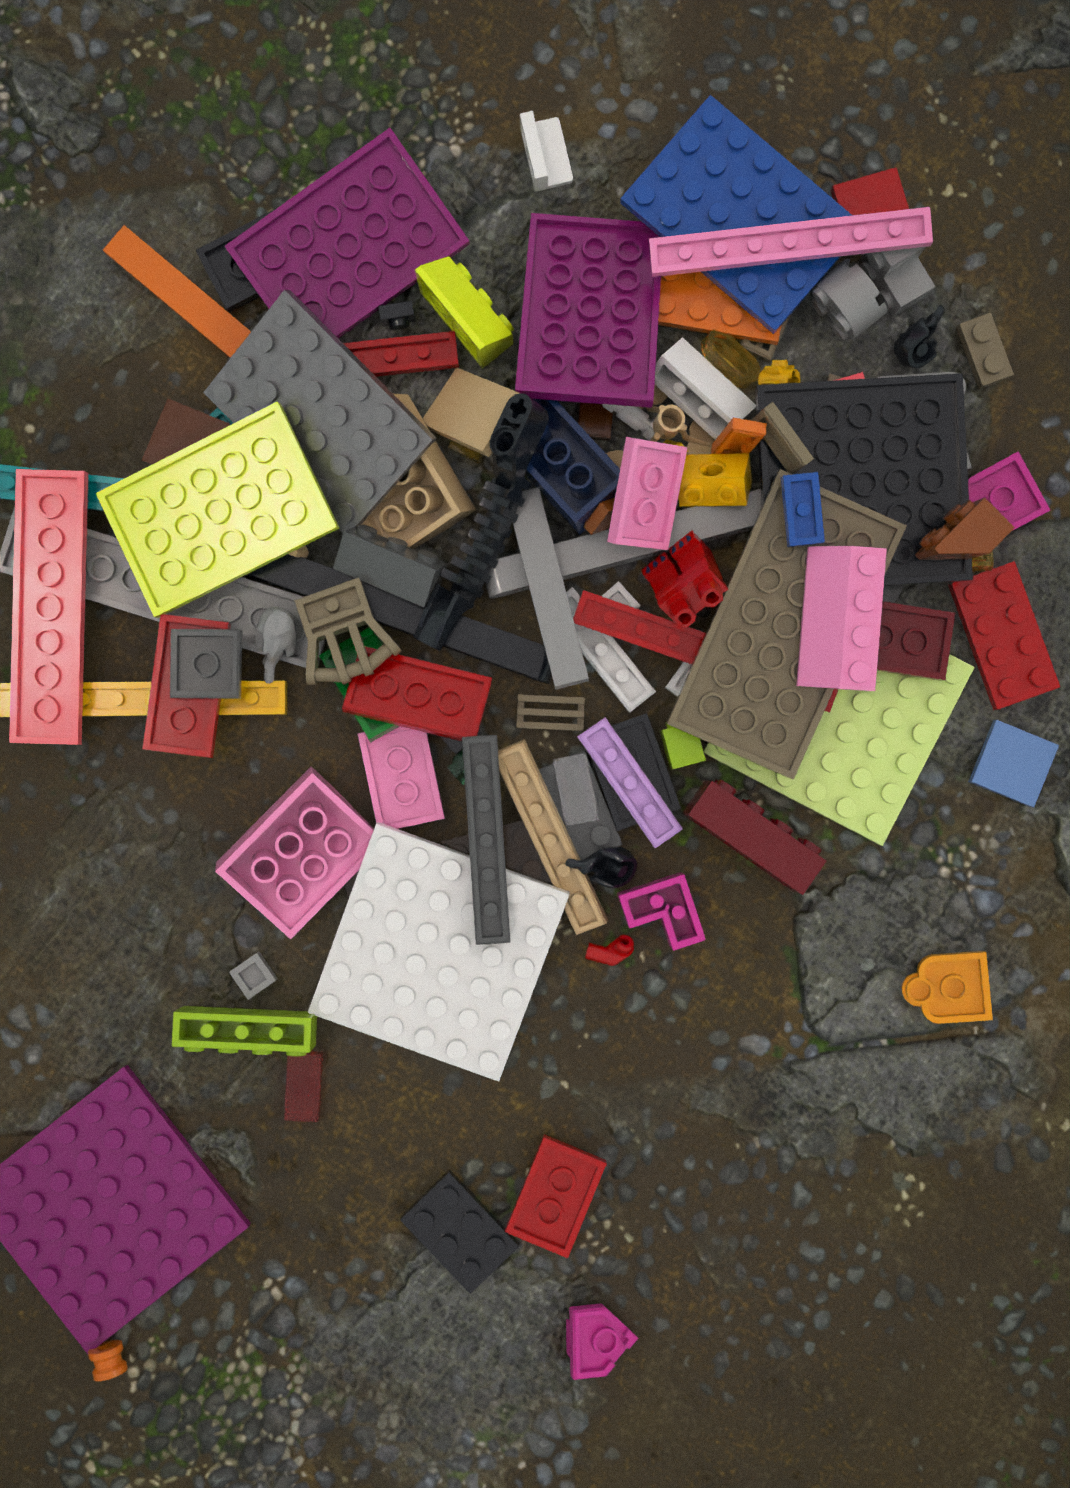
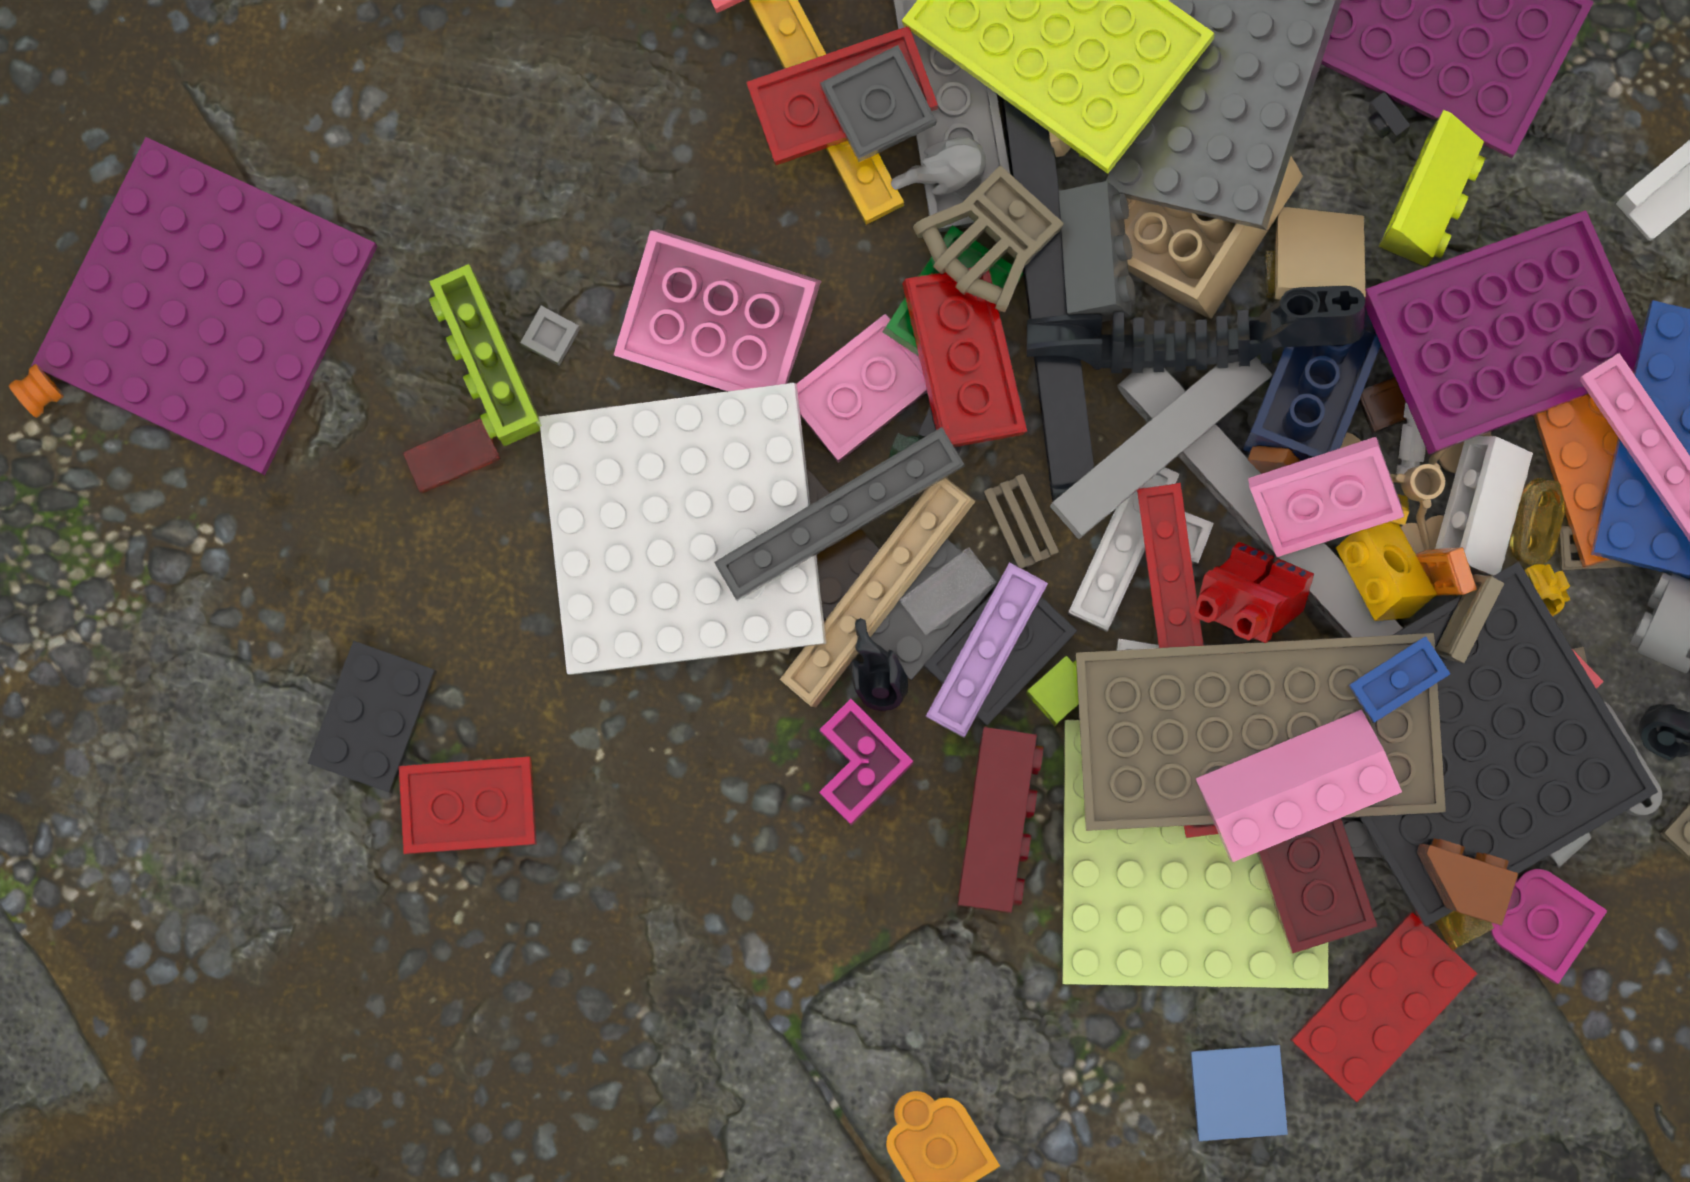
camera: 70 degrees right, 5 degrees down
(407, 353) = (1348, 150): red plate -> none
(595, 1340) = (324, 934): dark pink plate -> none
(613, 953) = (778, 732): red arm -> none

